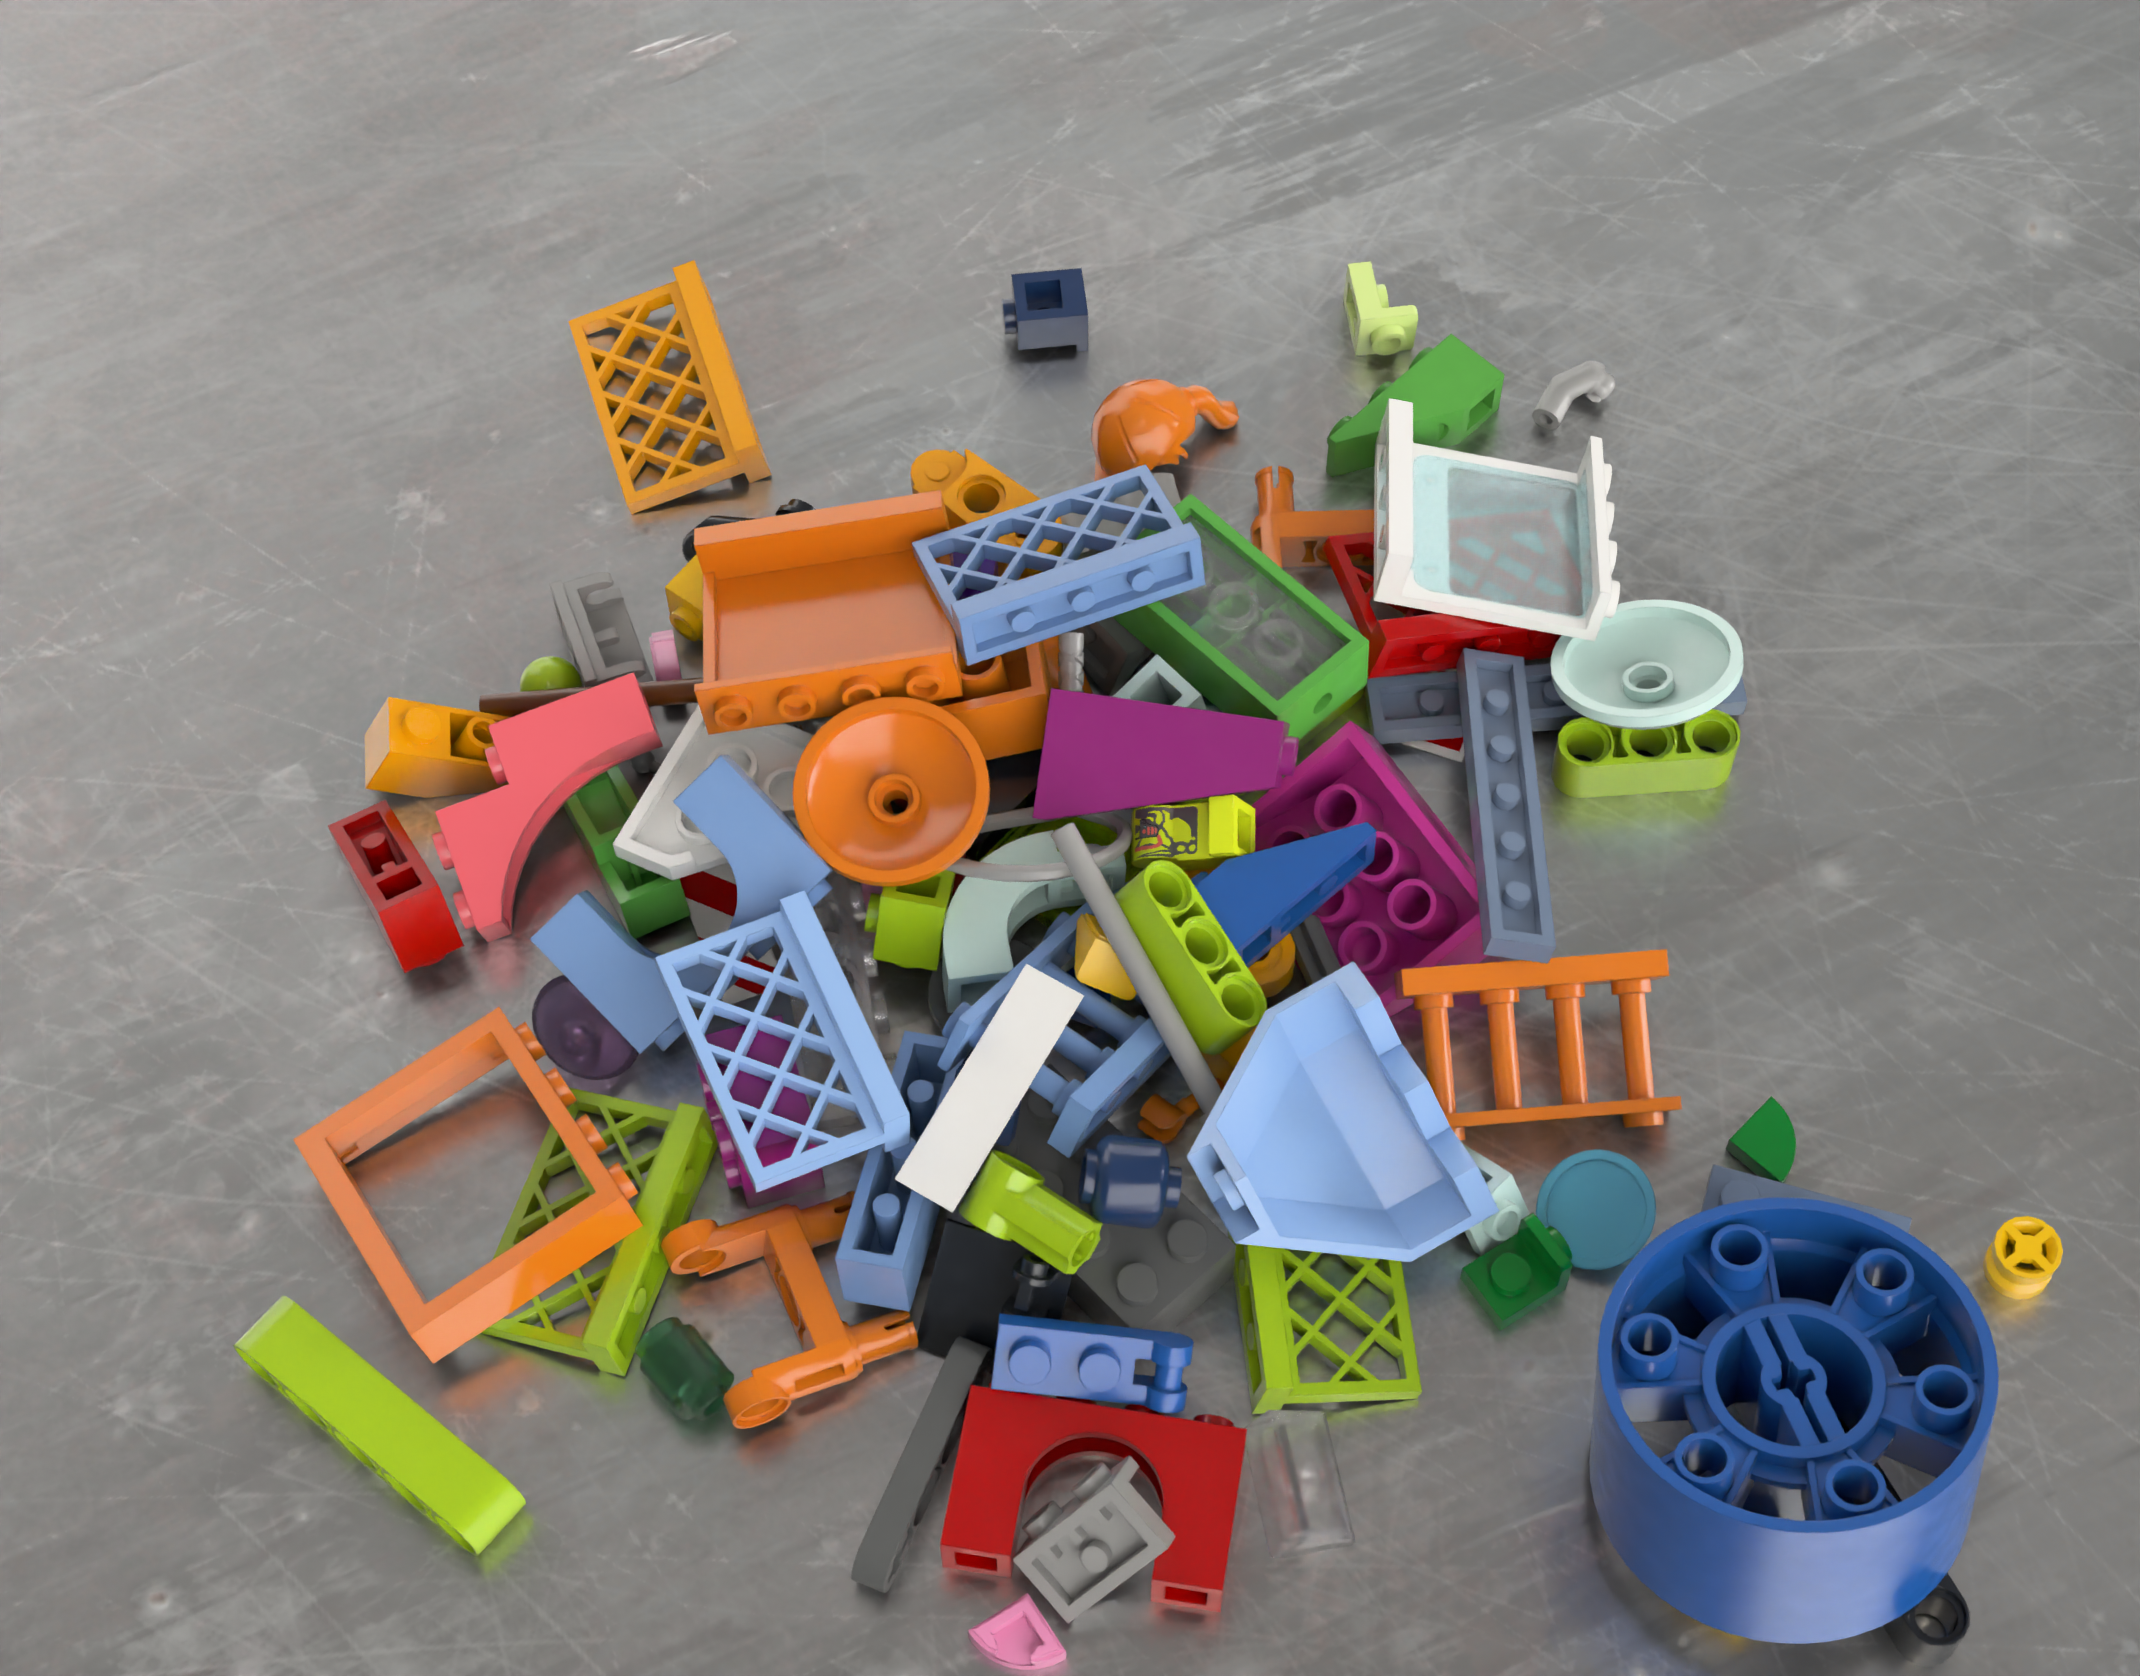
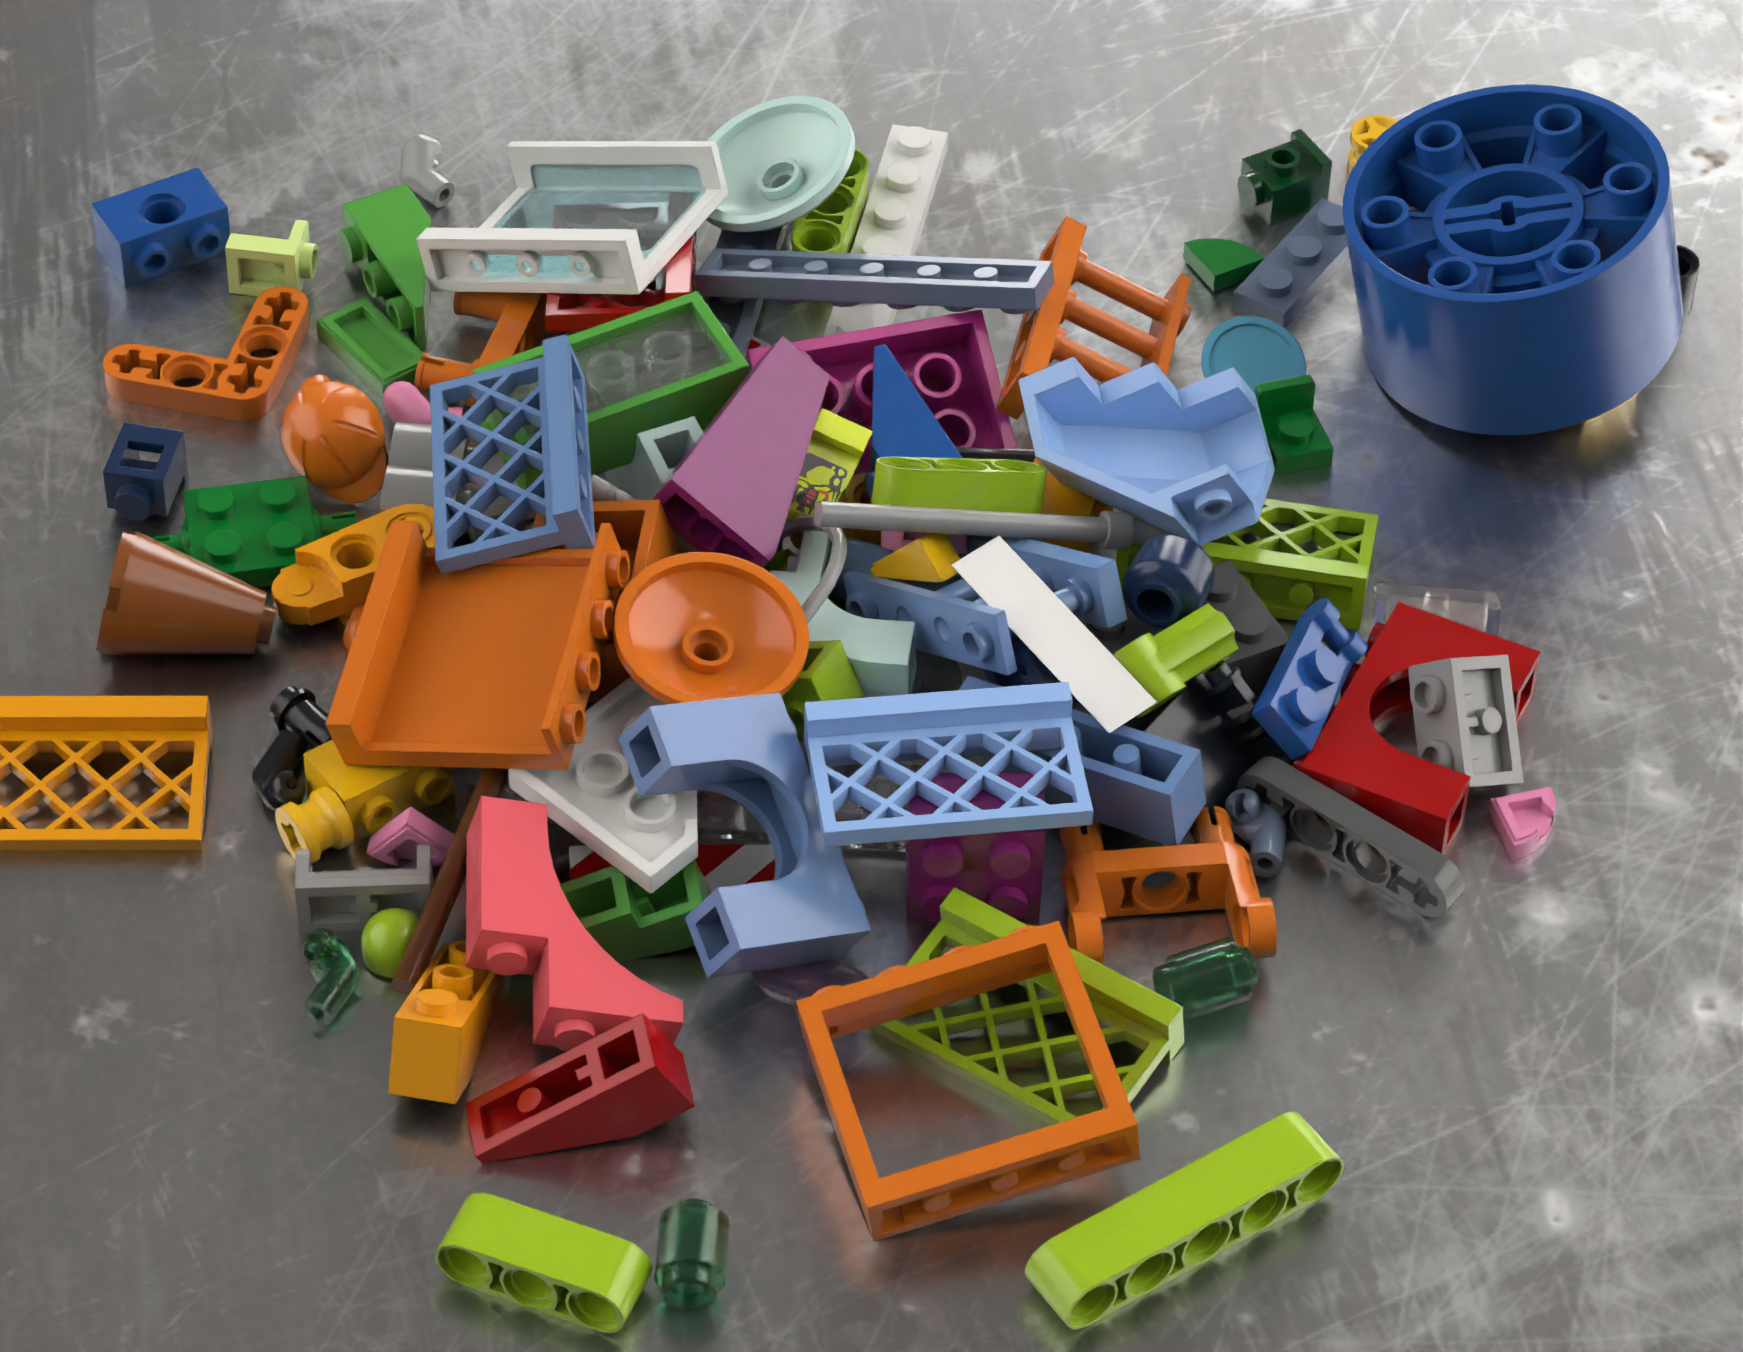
camera: 75 degrees left, 15 degrees down
(205, 910) = (544, 1262): none -> lime beam
(241, 1021) = (692, 1254): none -> clear green brick
(502, 656) = (332, 970): none -> clear green arm
(646, 578) = (315, 824): none -> yellow wheel
(876, 382) = (178, 605): none -> dark orange cone
(915, 1379) = (1259, 828): none -> sand blue arm
(1015, 416) = (252, 527): none -> green plate
(1213, 334) = (135, 369): none -> orange beam
(1225, 483) = (407, 404): none -> bright pink arm
(1302, 431) = (370, 345): none -> bright green tile
(1382, 213) = (161, 227): none -> blue brick
(1681, 815) = (894, 213): none -> white plate
(1920, 1188) = (1285, 179): none -> dark green brick

